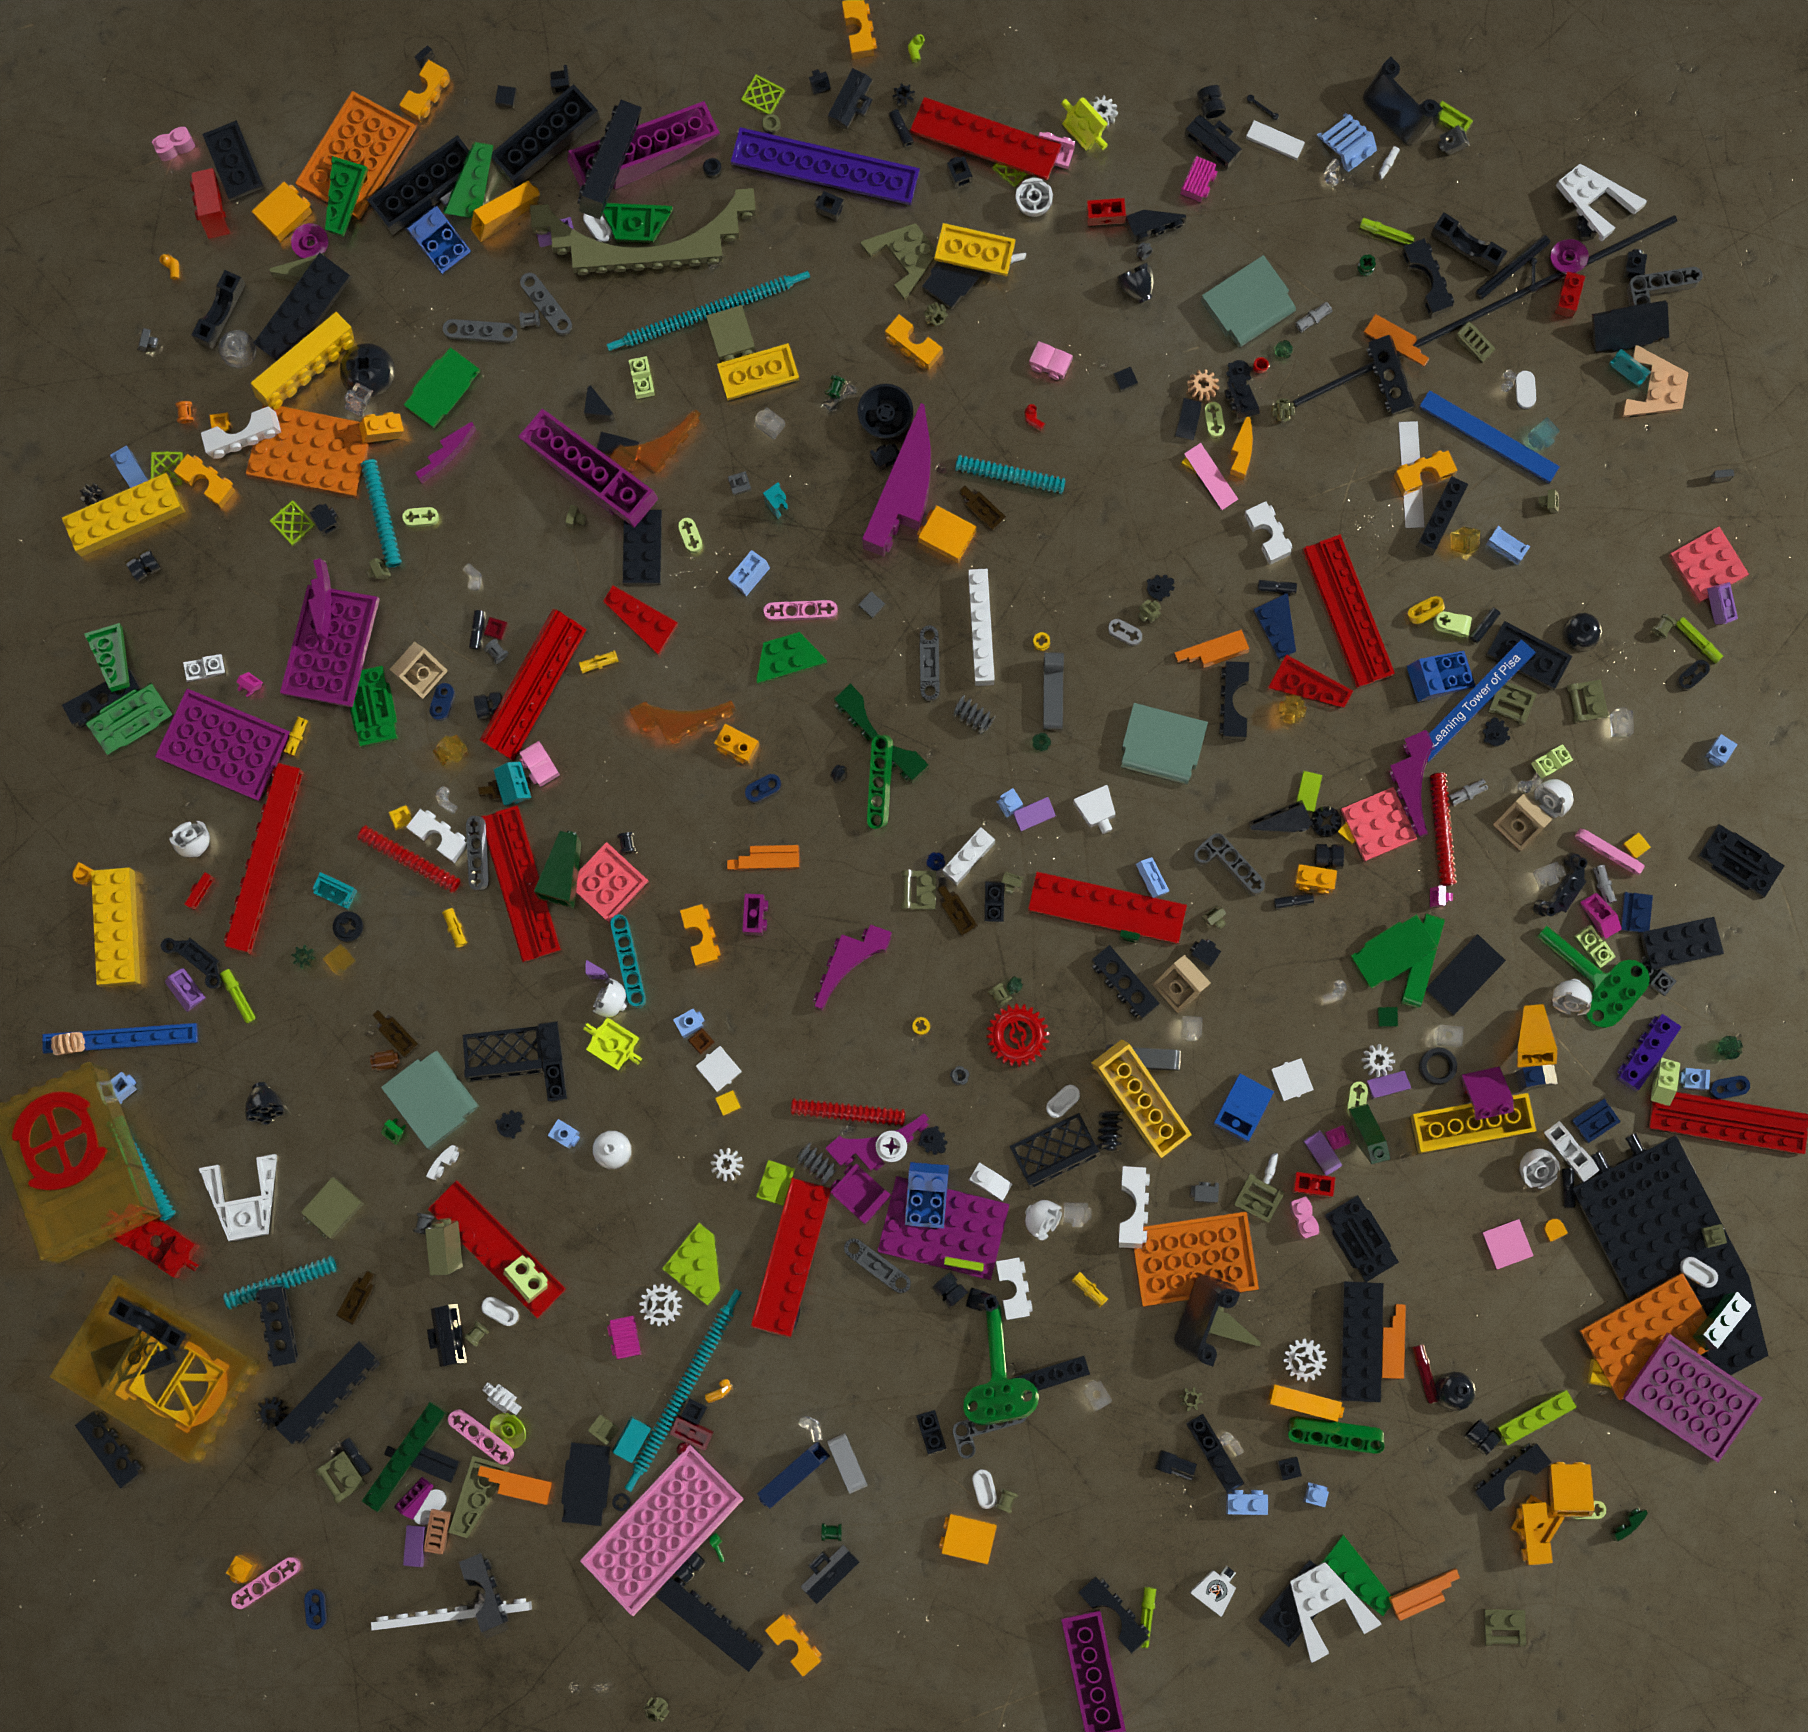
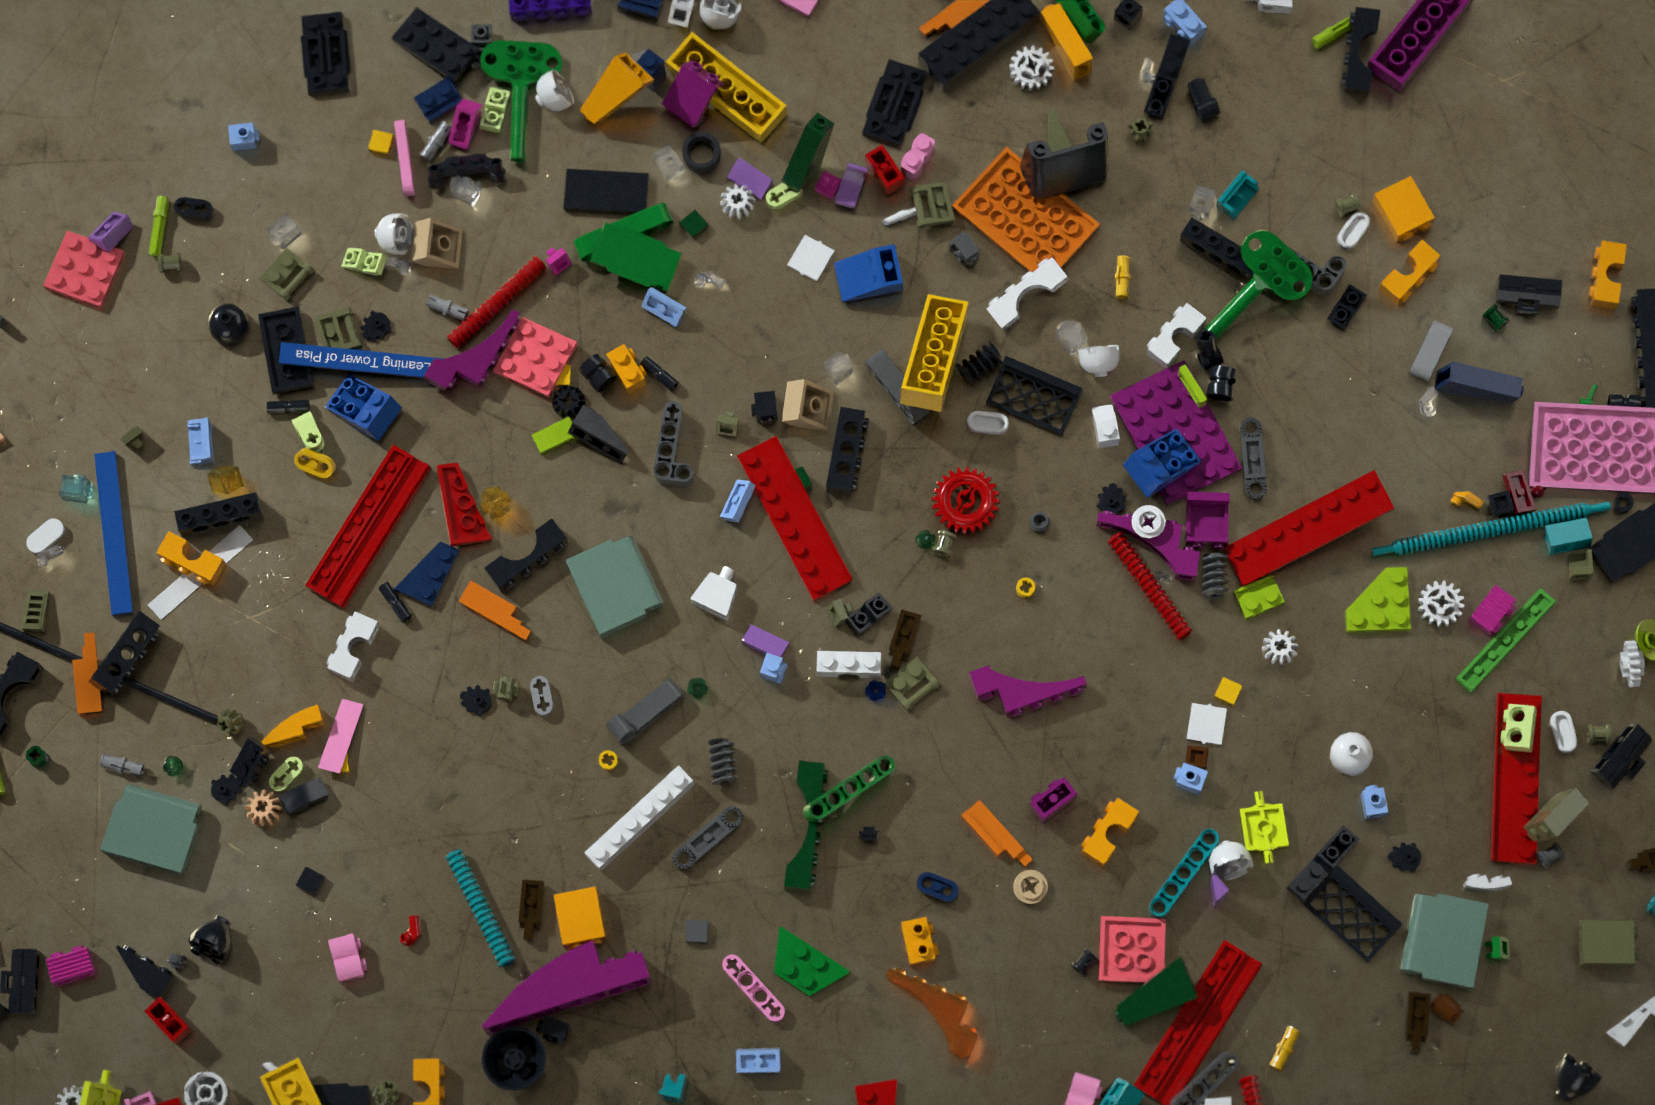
camera: 130 degrees left, 5 degrees down
(597, 1329) = (1505, 640): none -> bright green tile
(704, 844) = (1032, 877): none -> tan gear
(917, 1518) = (1399, 286): none -> light orange arch
(1081, 1426) = (1237, 195): none -> teal hinge
(1262, 364) = (200, 774): red hinge -> none
(1341, 943) = (663, 307): none -> light blue plate

